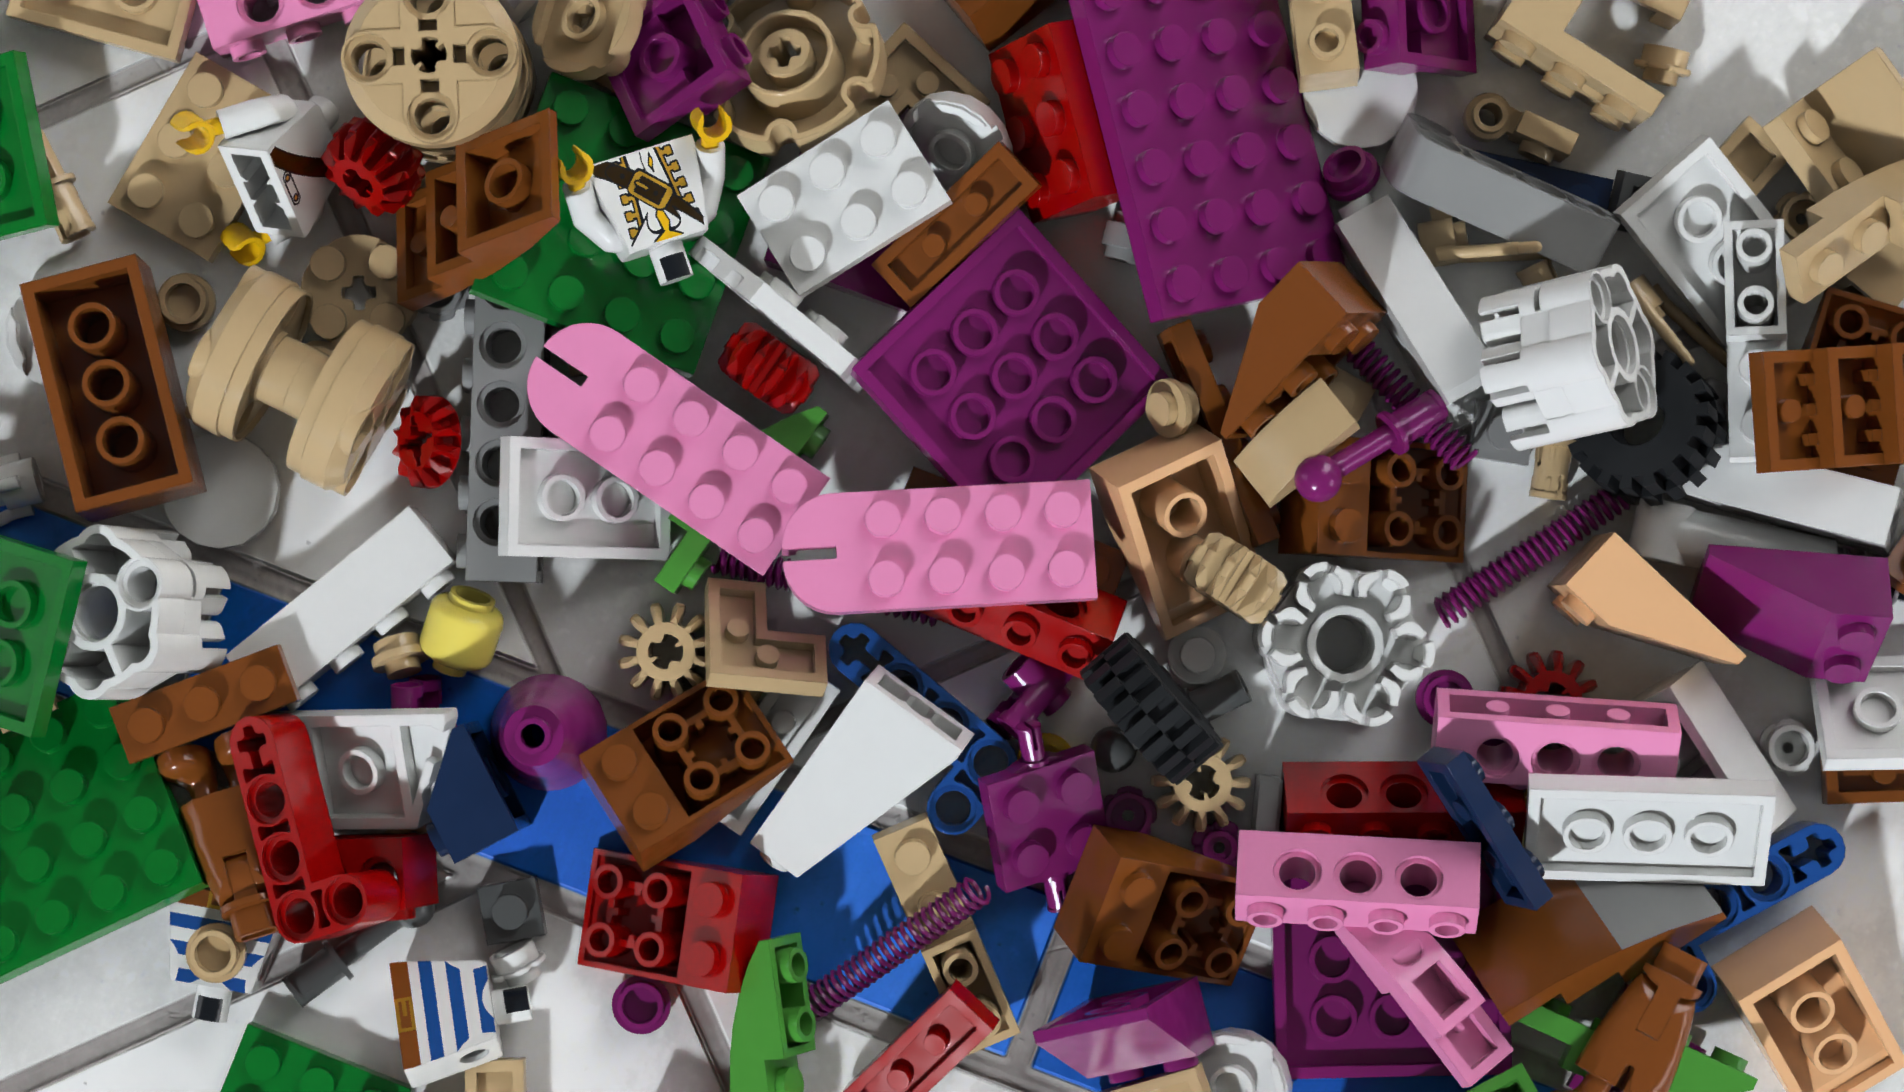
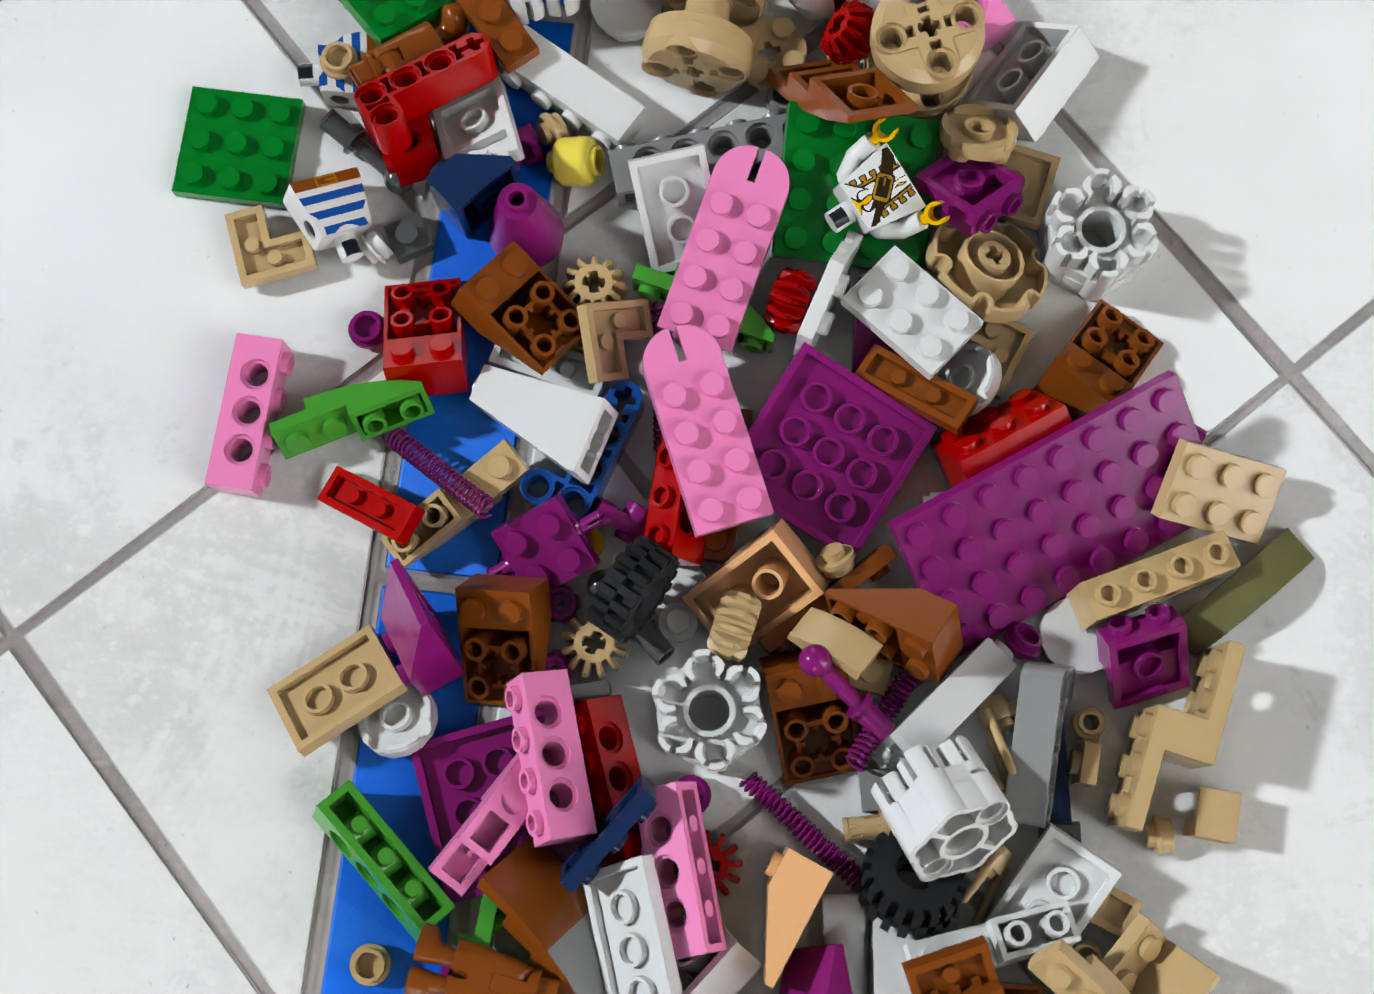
camera: 80 degrees right, 10 degrees down
(434, 461) = (688, 111): red gear -> none

